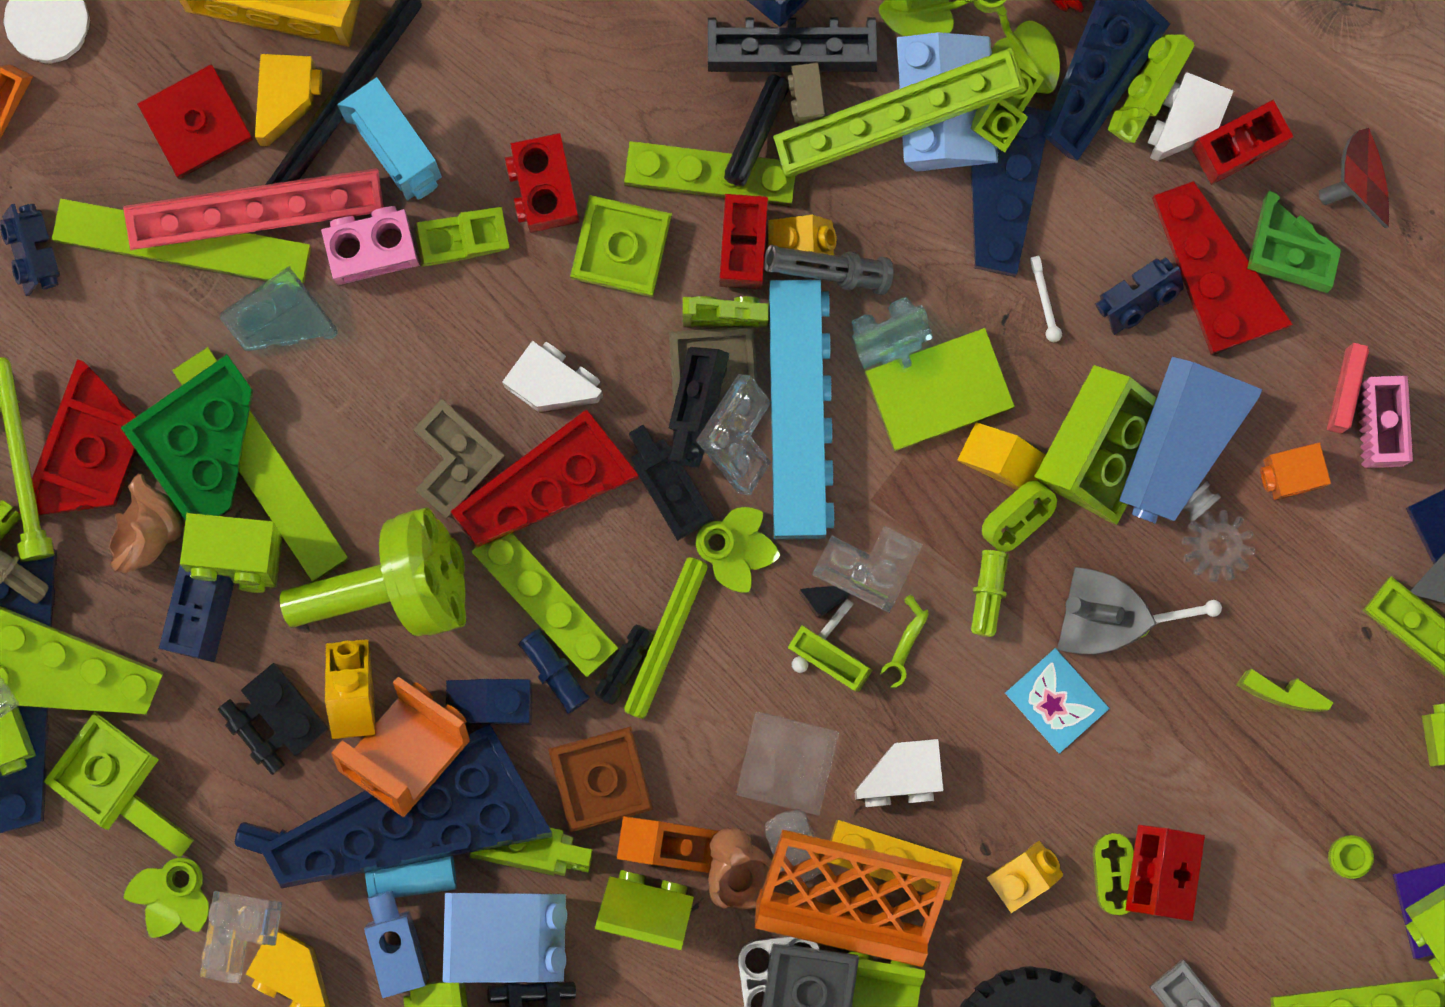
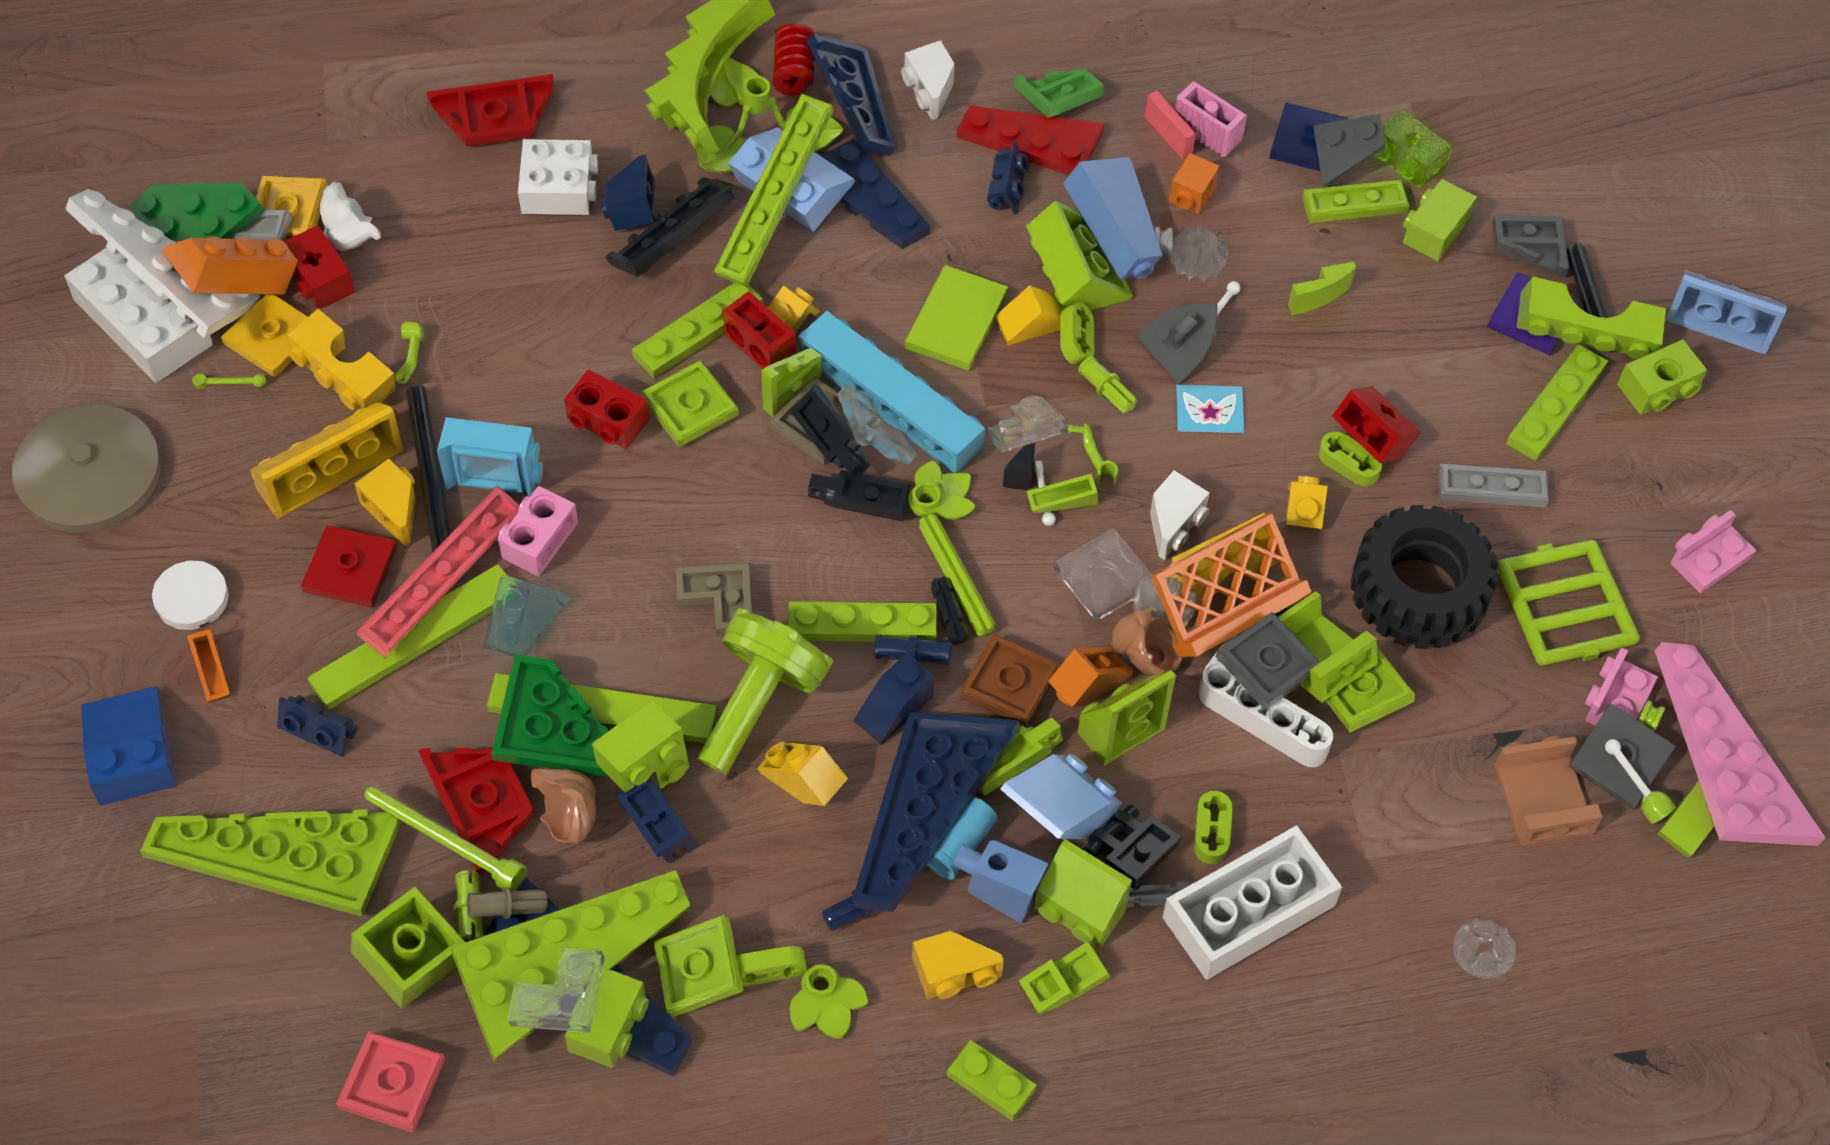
camera: 45 degrees left, 25 degrees down
(231, 924) = (884, 971): clear plate -> none
(285, 712) = (773, 828): black plate -> none
(408, 750) = (877, 761): orange panel -> none
(461, 237) = (590, 479): lime slope -> none
(548, 383) = (731, 503): white slope -> none
(550, 478) = (789, 553): red wing -> none
(756, 130) = (701, 278): black axle -> none
(808, 90) = (708, 234): dark tan piece -> none
(843, 269) = (835, 297): dark grey pin -> none
(893, 337) = (901, 309): clear light blue hips -> none
(1003, 119) = (832, 152): lime slope -> none
(1053, 332) = (935, 216): white hinge -> none
(1152, 86) = (893, 79): lime hinge -> none
(1242, 142) = (973, 61): red brick -> none
(1350, 857) = (1456, 336): lime tile -> none
(1361, 177) = (1053, 36): shield -> none

